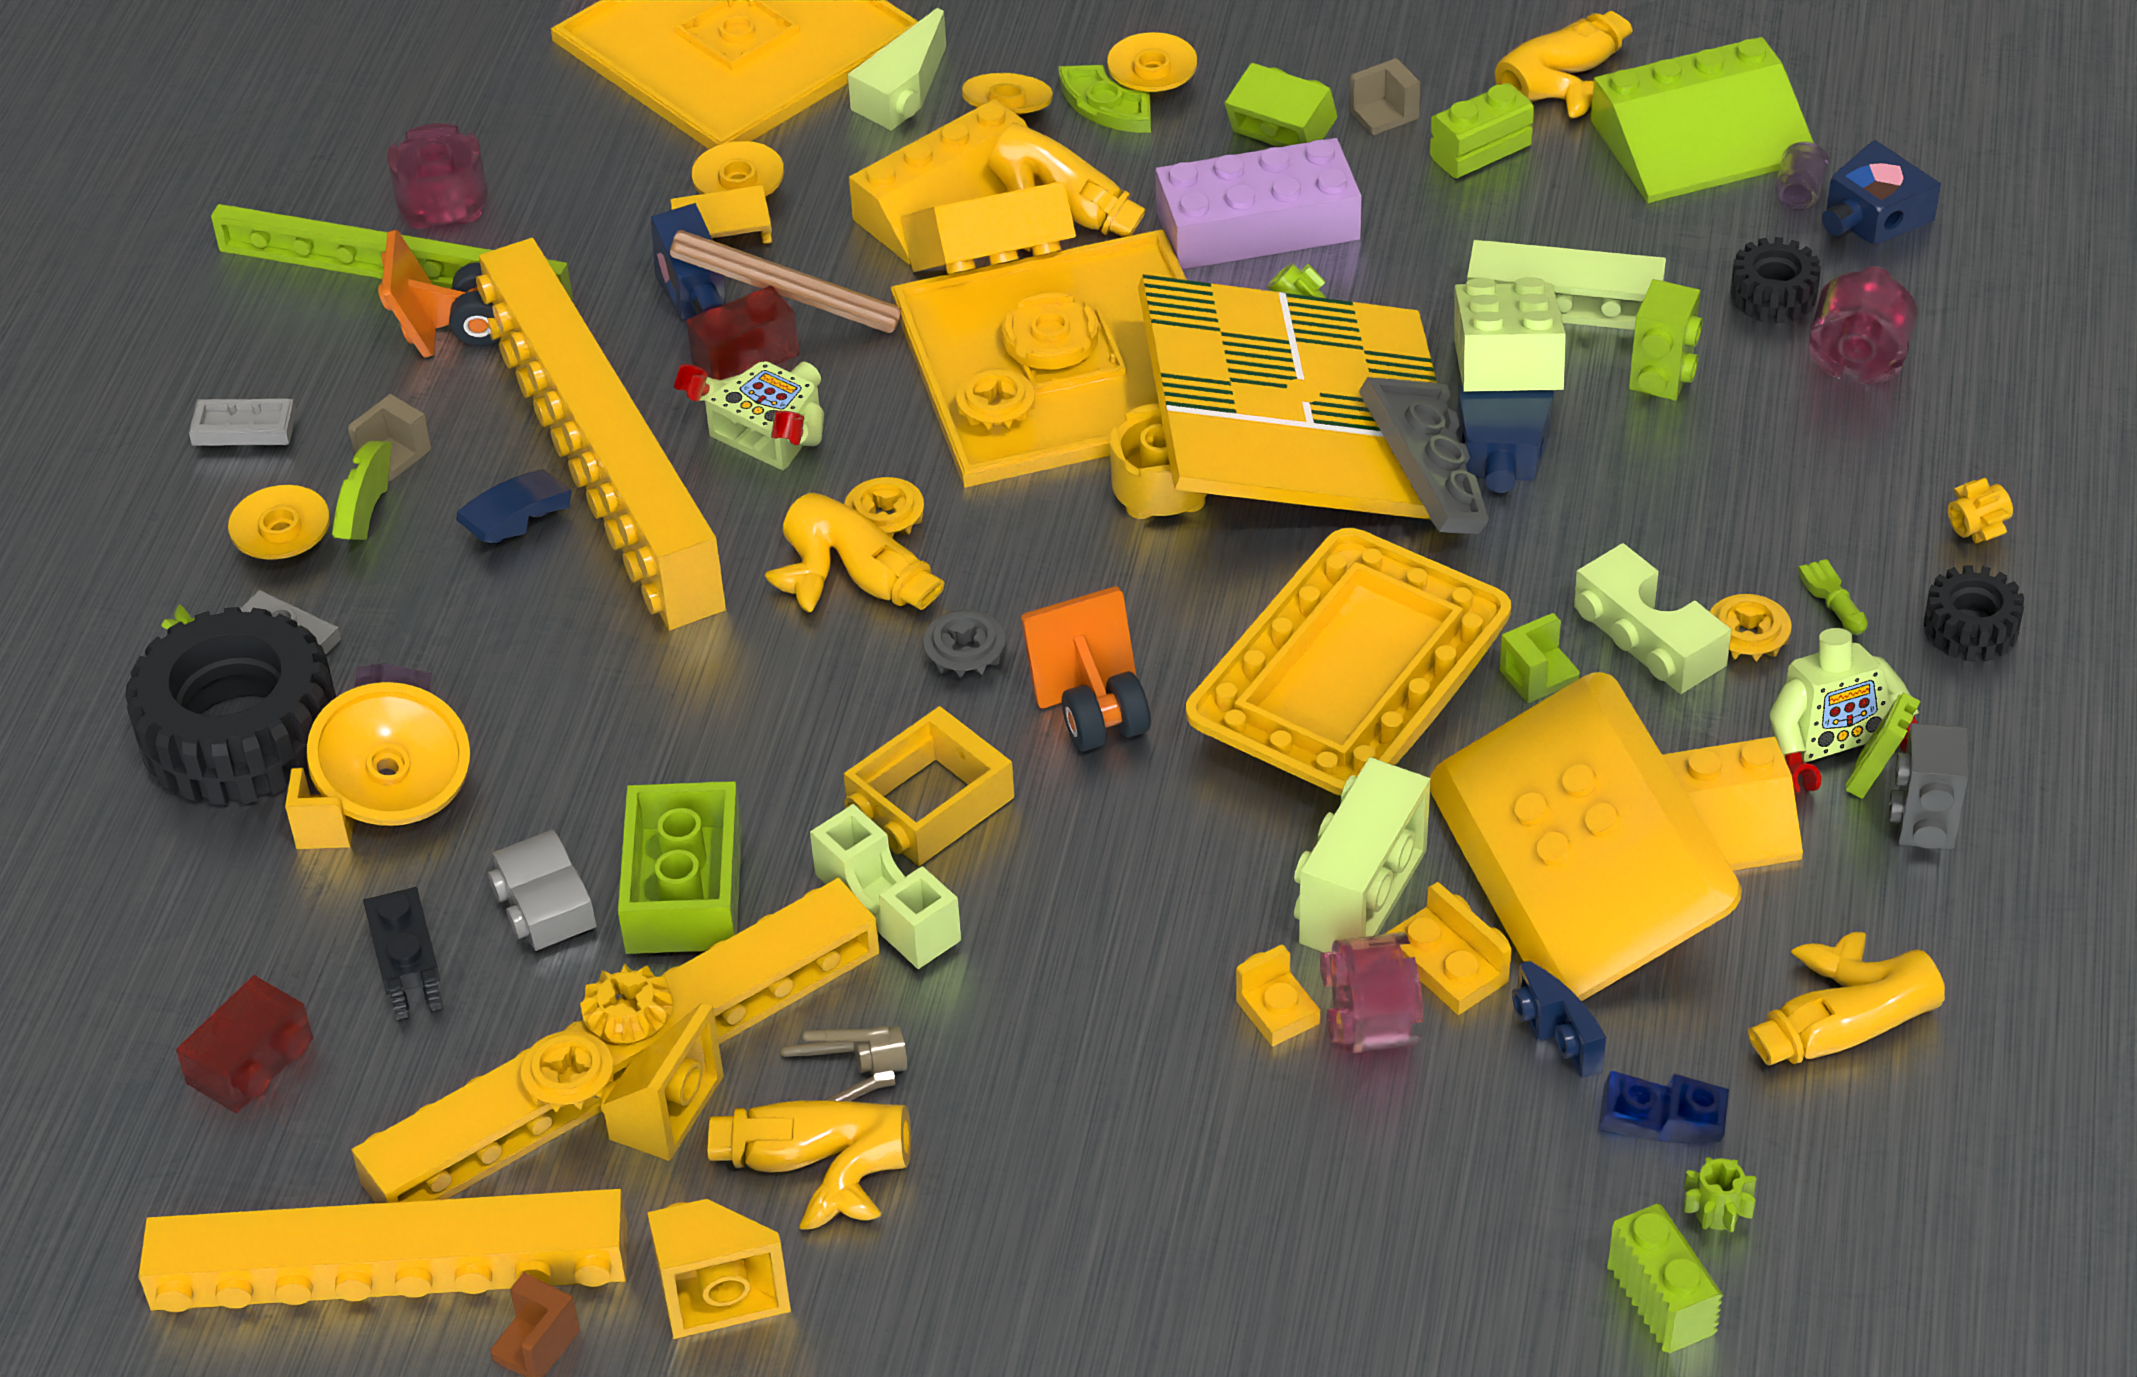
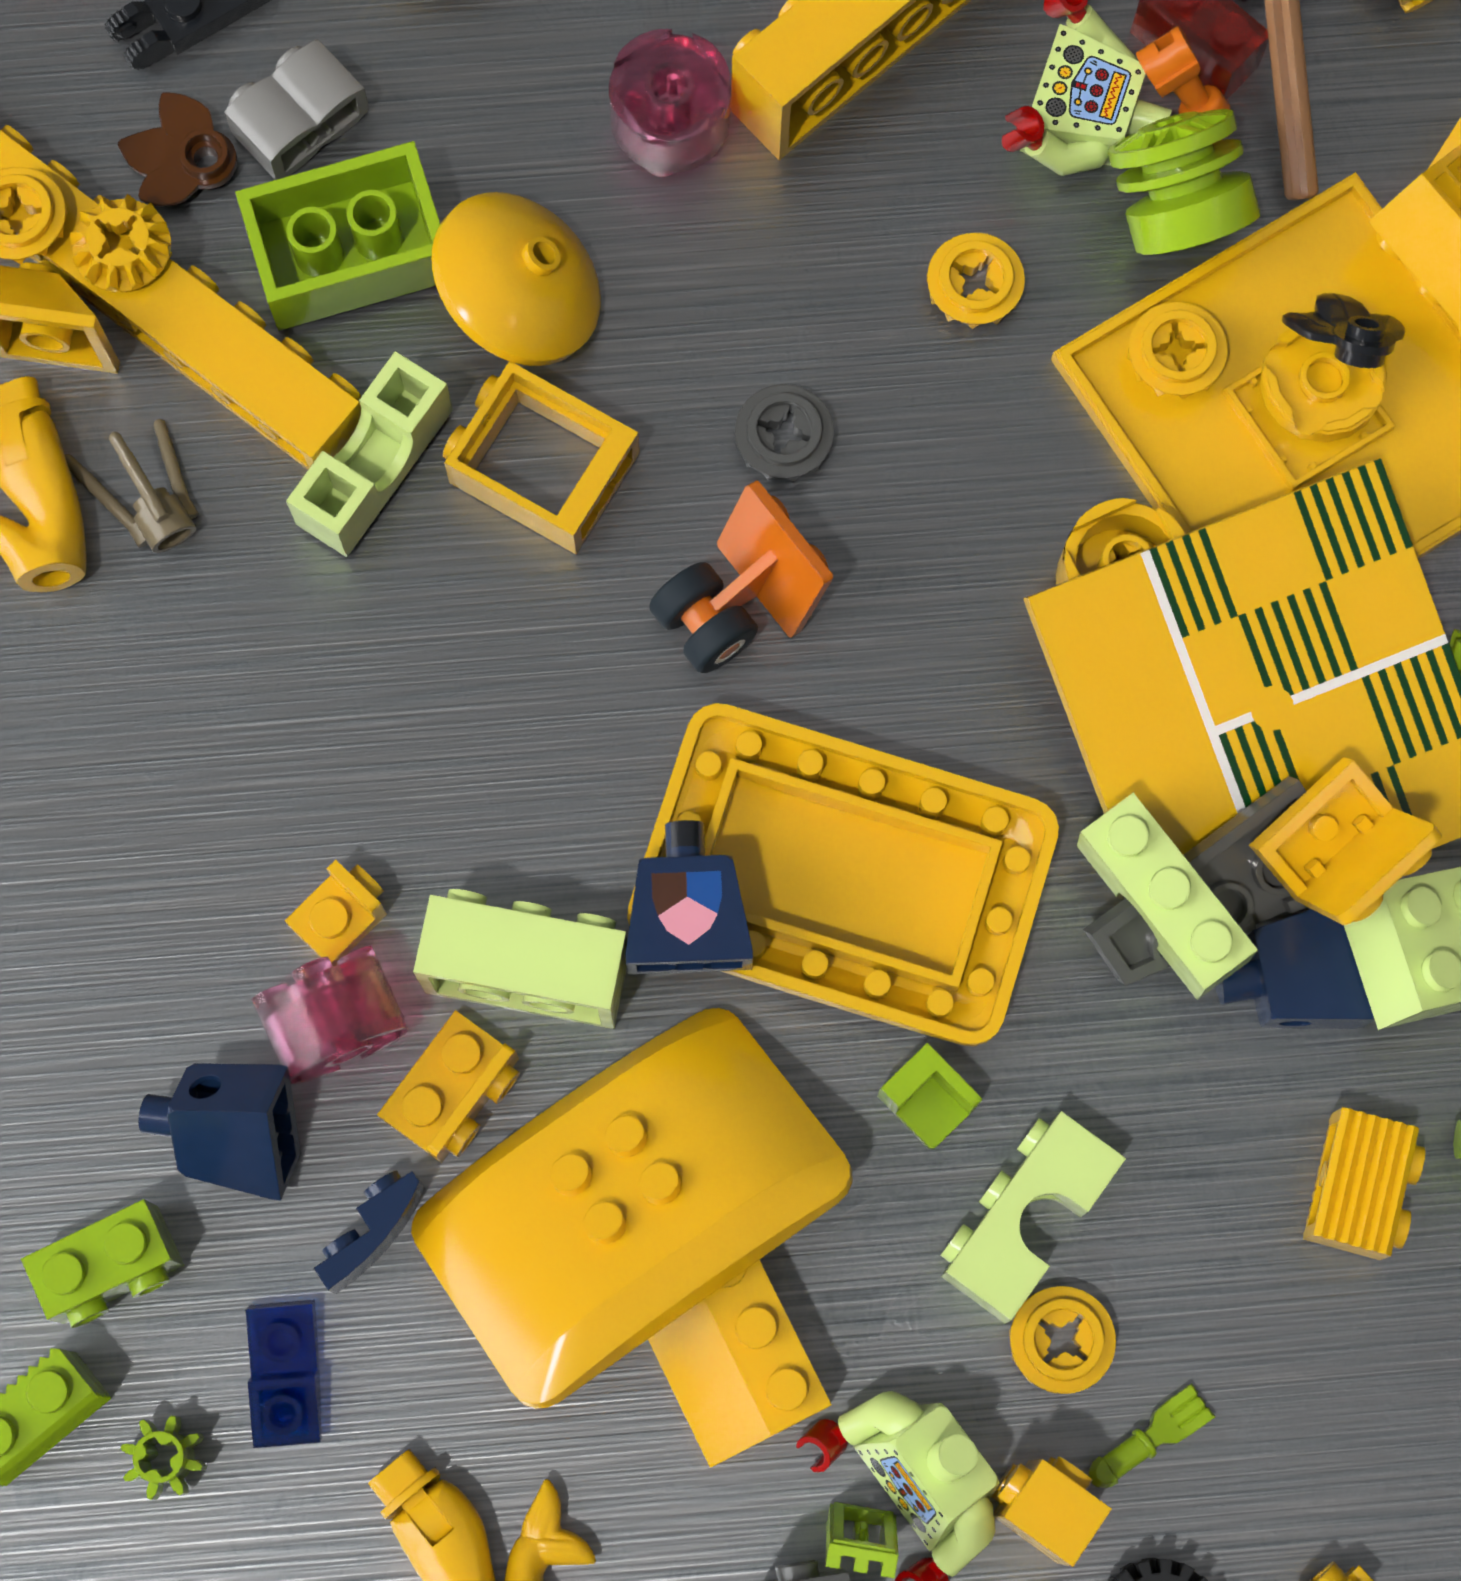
camera: 70 degrees right, 30 degrees up
(538, 985) = (171, 152): none -> reddish brown plate
(657, 642) = (670, 101): none -> clear pink brick
(770, 753) = (516, 279): none -> yellow dish
(773, 342) = (1174, 67): none -> orange leg
(869, 554) = (887, 286): yellow piece -> none
(871, 350) = (1180, 169): none -> lime wheel
(1033, 289) = (1343, 321): none -> black plate
(1353, 726) = (687, 909): none -> dark blue torso
(1398, 466) = (1178, 906): none -> yellowish green arch
(1437, 353) = (1344, 845): none -> yellow bracket
(1447, 1076) = (230, 1126): none -> dark blue torso
(1541, 1202) = (102, 1263): none -> lime brick
(1671, 439) = (1364, 1184): none -> yellow brick
(1889, 622) = (1050, 1507): none -> yellow brick

